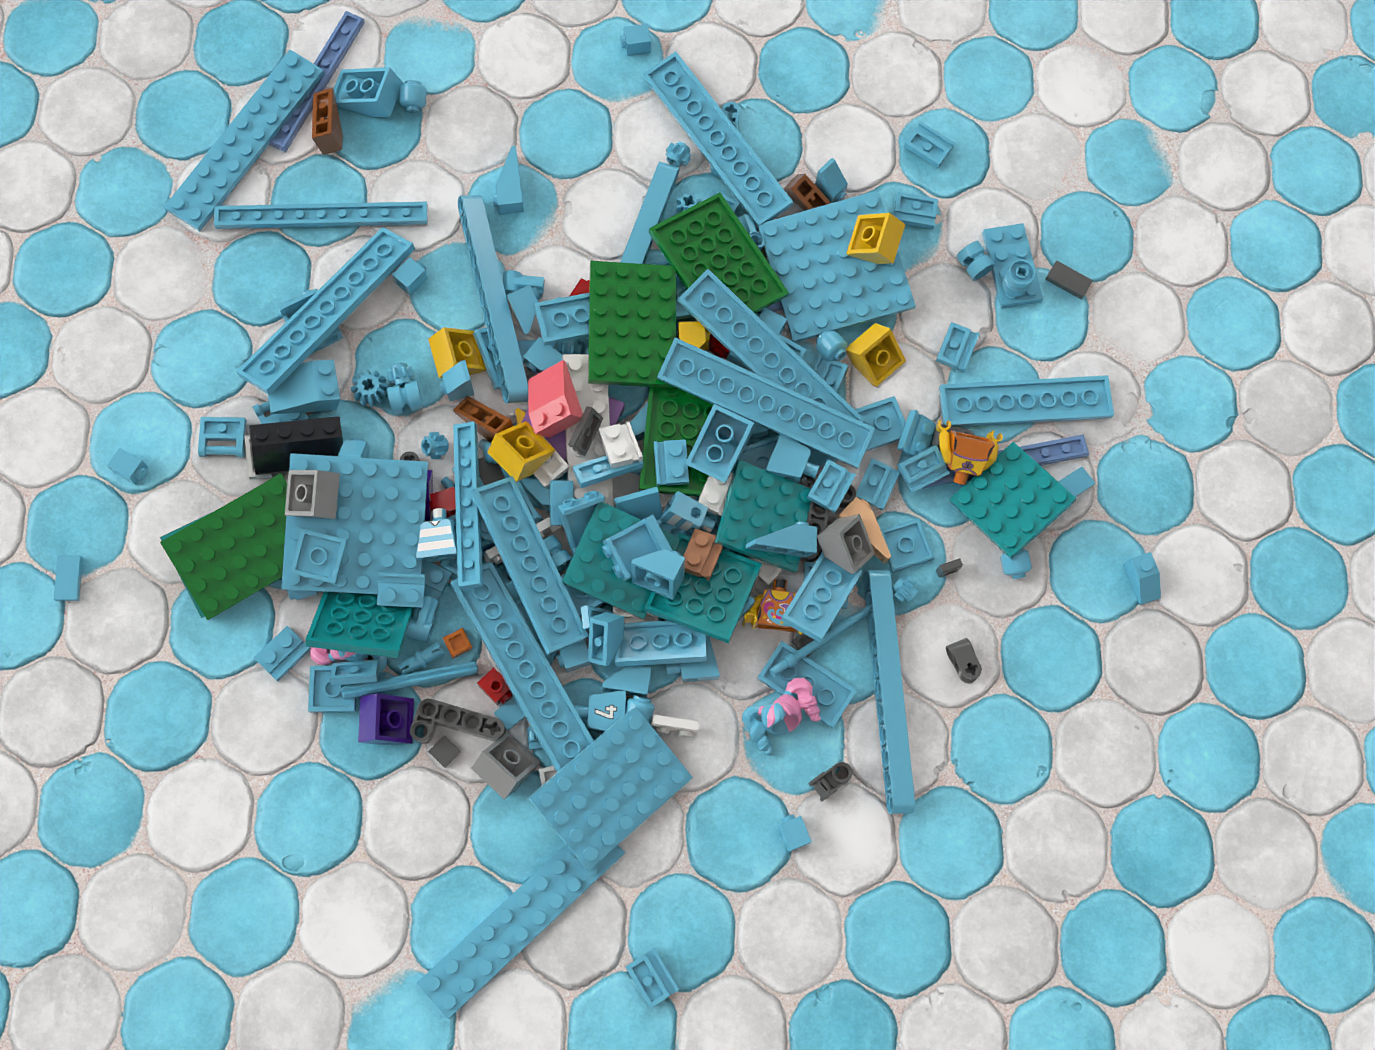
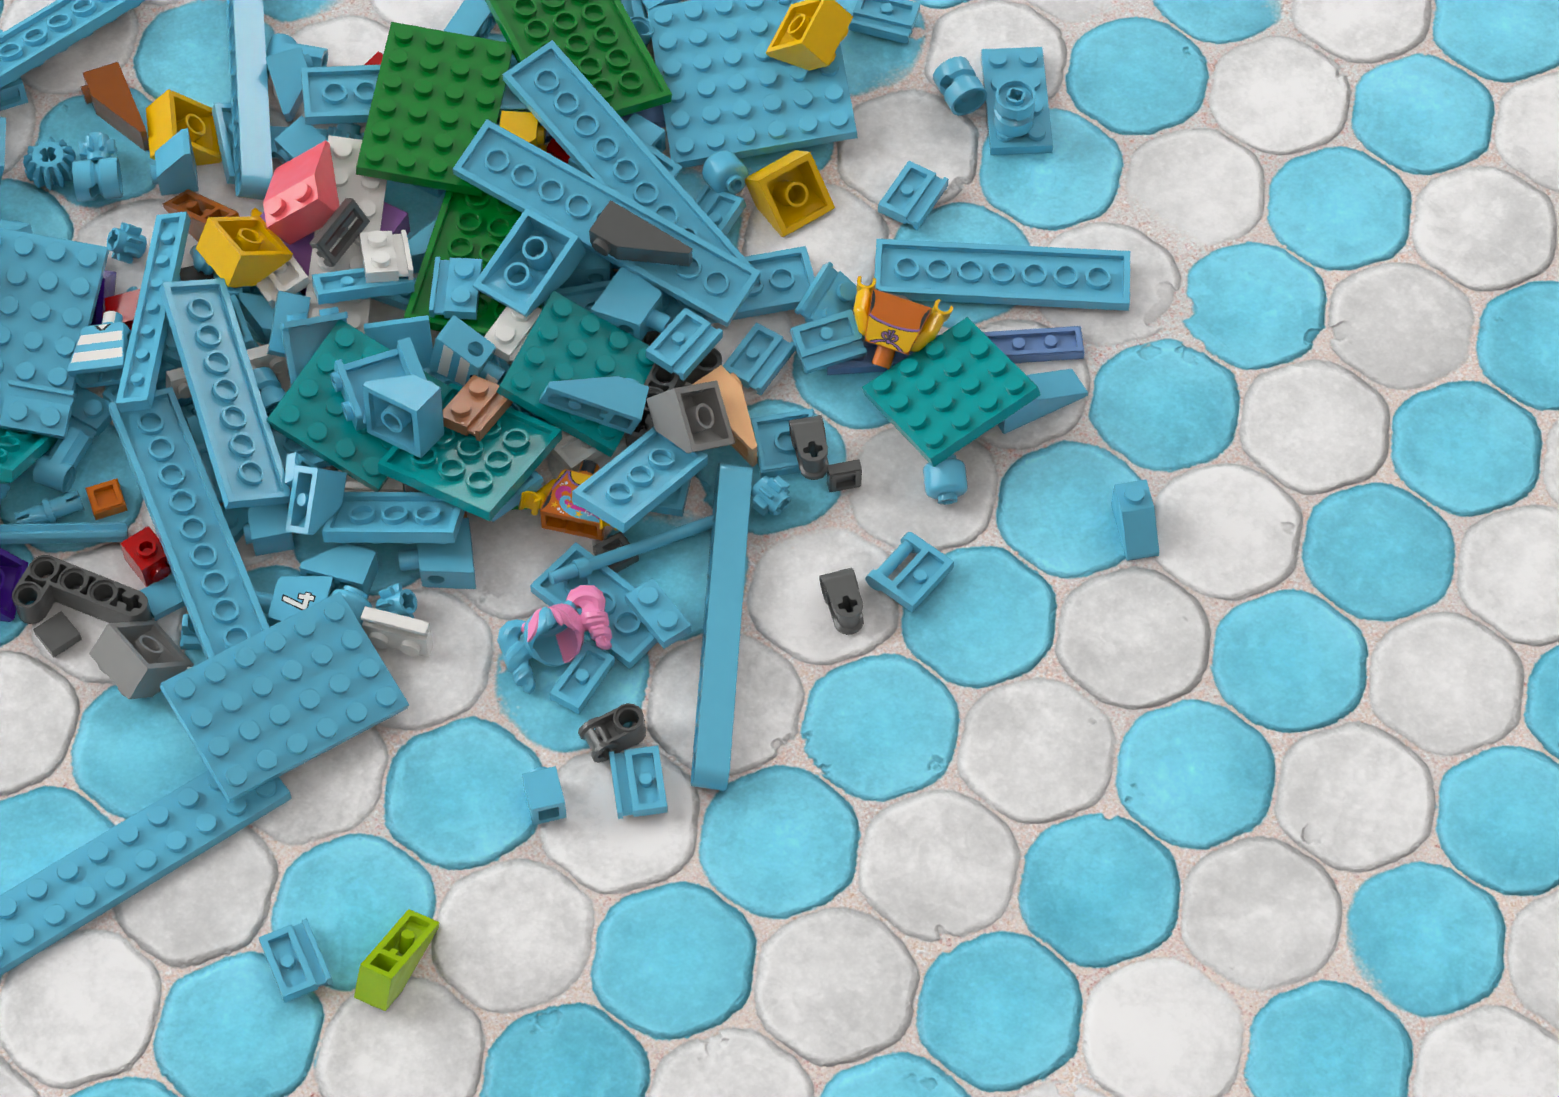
camera: 15 degrees right, 15 degrees down
(404, 334) = (114, 103): none -> dark orange slope
(410, 275) = (138, 30): medium azure brick -> none
(670, 703) = (397, 600): none -> medium azure gear
(719, 968) = (394, 960): none -> lime slope
(788, 417) = (634, 239): none -> dark grey slope
(803, 741) = (582, 678): none -> medium azure plate
(846, 689) = (658, 613): none -> medium azure plate
(853, 814) = (638, 782): none -> medium azure plate
(924, 546) = (810, 446): none -> dark grey piece
(1009, 638) = (917, 578): none -> medium azure plate
(1069, 279) = (1097, 126): dark grey tile -> none

